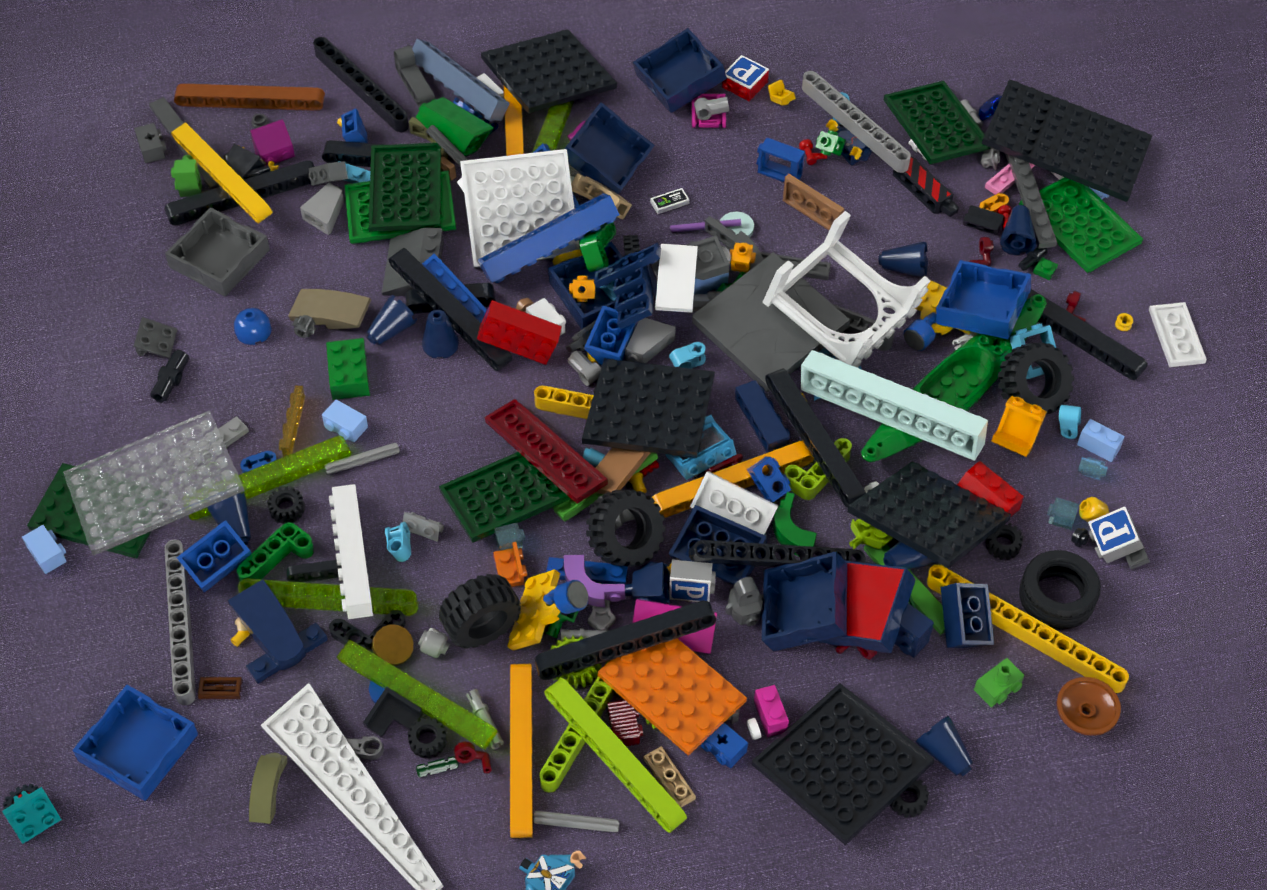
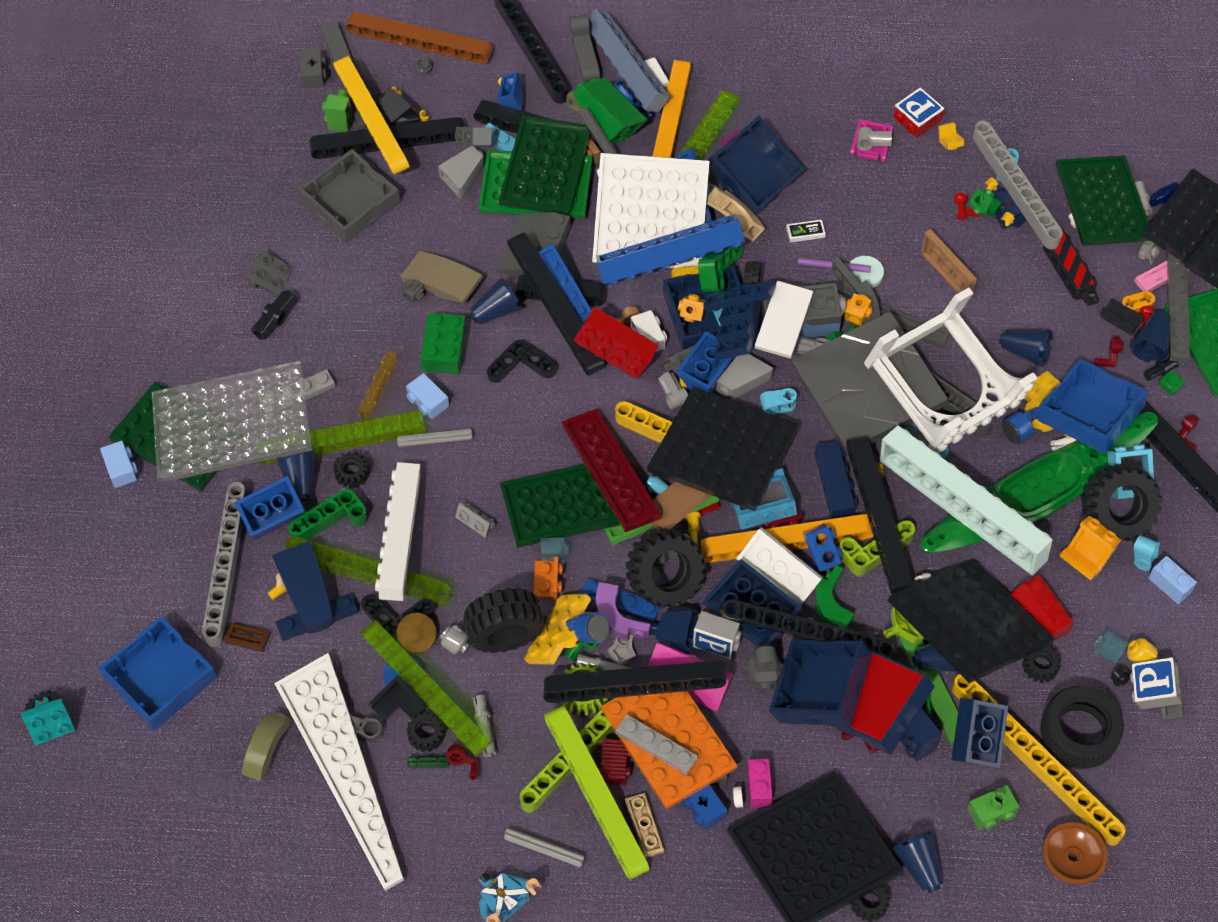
camera: 15 degrees right, 5 degrees up
(252, 326) = (363, 279): blue cylinder -> none
(257, 460) = (335, 419): blue beam -> none
(272, 142) = (428, 92): magenta slope -> none
(313, 571) = (358, 542): black beam -> none
(399, 541) = (447, 530): medium azure piece -> none
(429, 366) = (521, 356): none -> black beam
(439, 336) = (539, 328): dark blue cone -> none
(521, 751) = (510, 765): light orange beam -> none
(548, 71) = (719, 67): black plate -> none
(663, 694) = (656, 744): none -> light grey plate
(679, 70) = (852, 92): dark blue tile -> none
(781, 151) = (931, 203): blue window -> none
(1092, 468) = (1155, 607): clear light blue brick -> none

